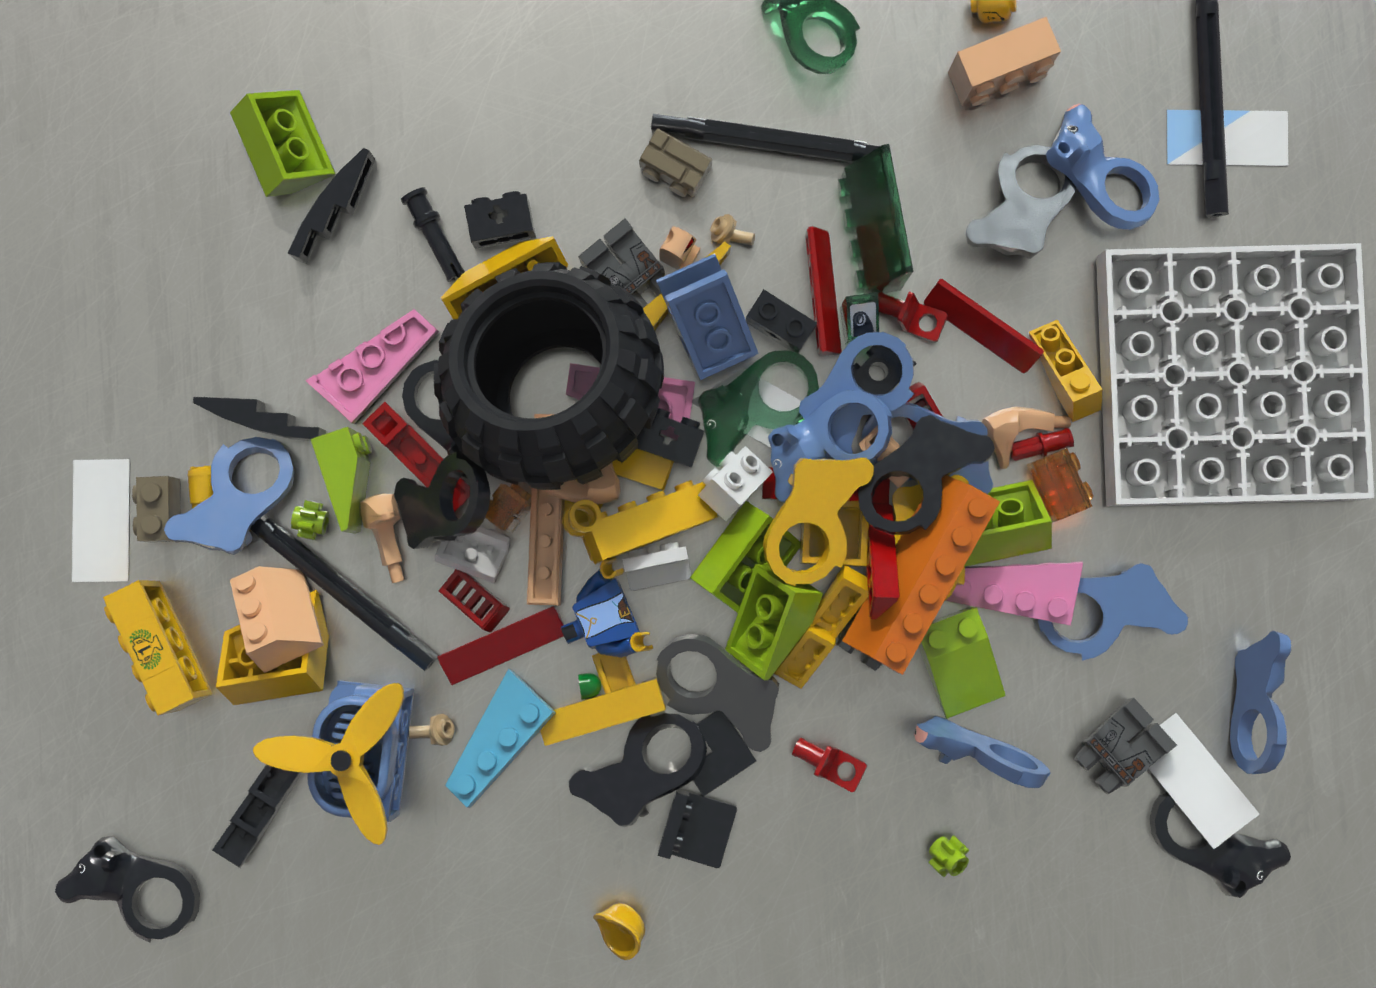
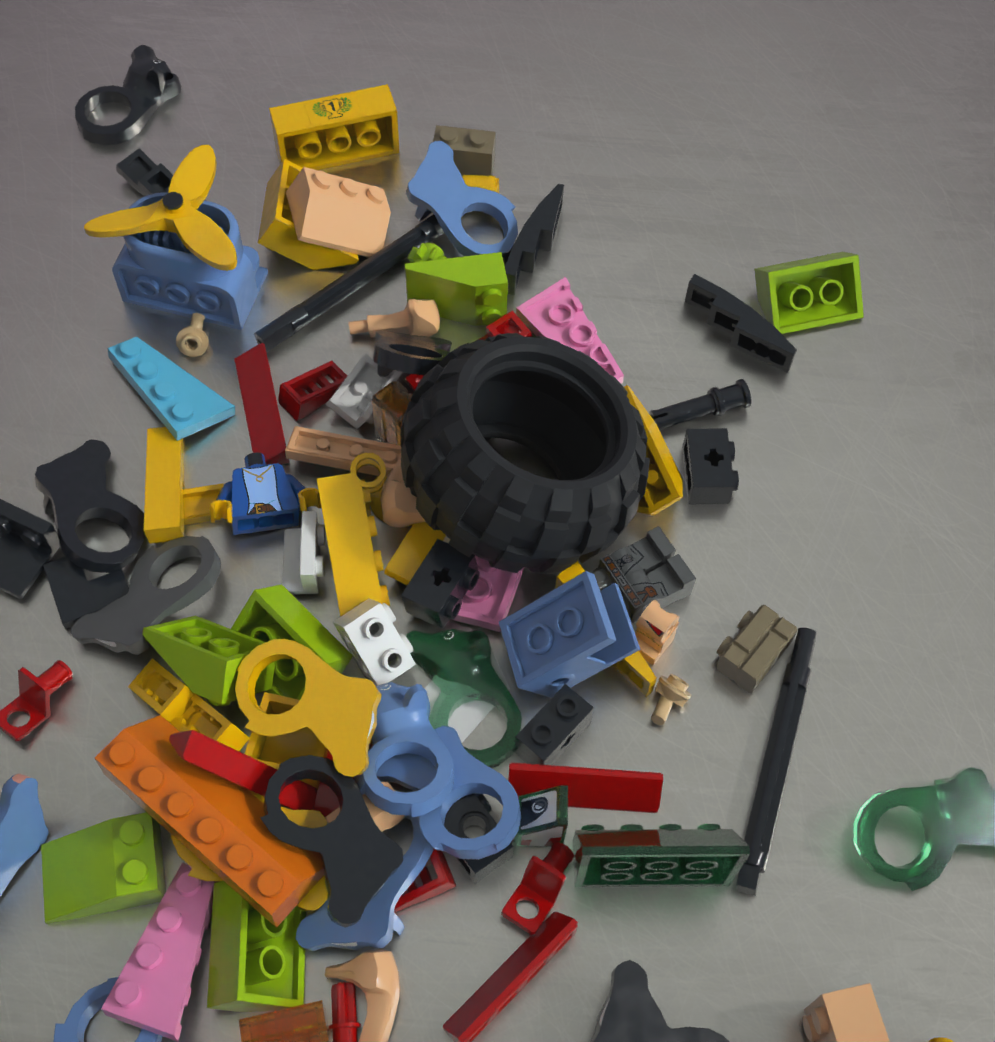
camera: 95 degrees right, 25 degrees down
(100, 520) = (434, 110): white sticker -> none
(589, 685) = (196, 473): green hinge -> none

